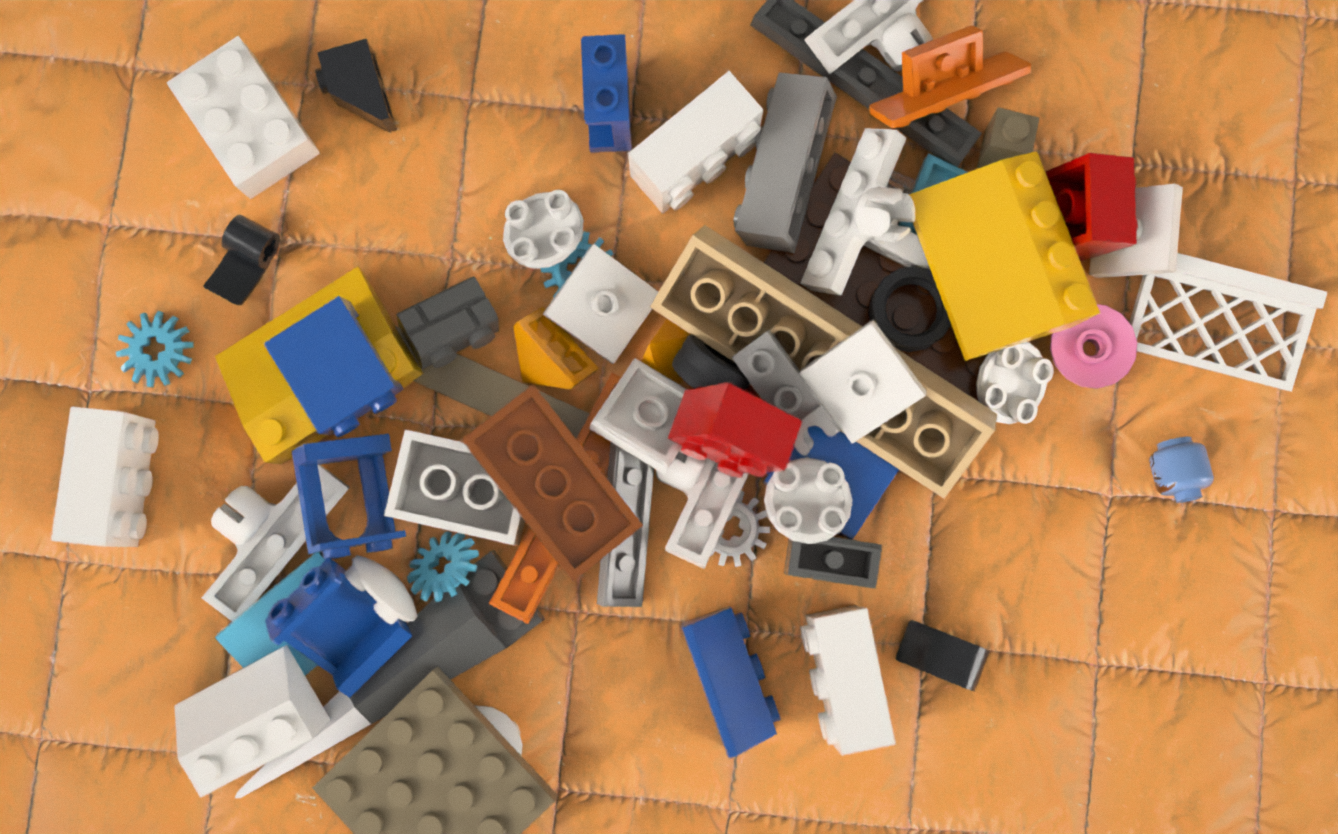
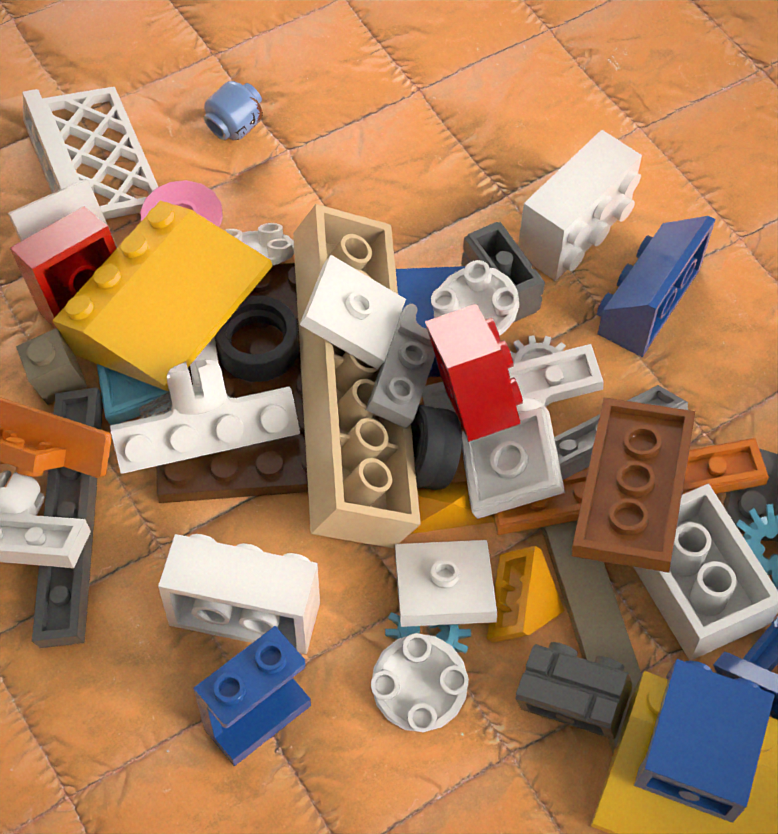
camera: 130 degrees left, 25 degrees down
(785, 162) = (214, 507): light grey brick -> none
(942, 655) = (505, 172): black panel -> none

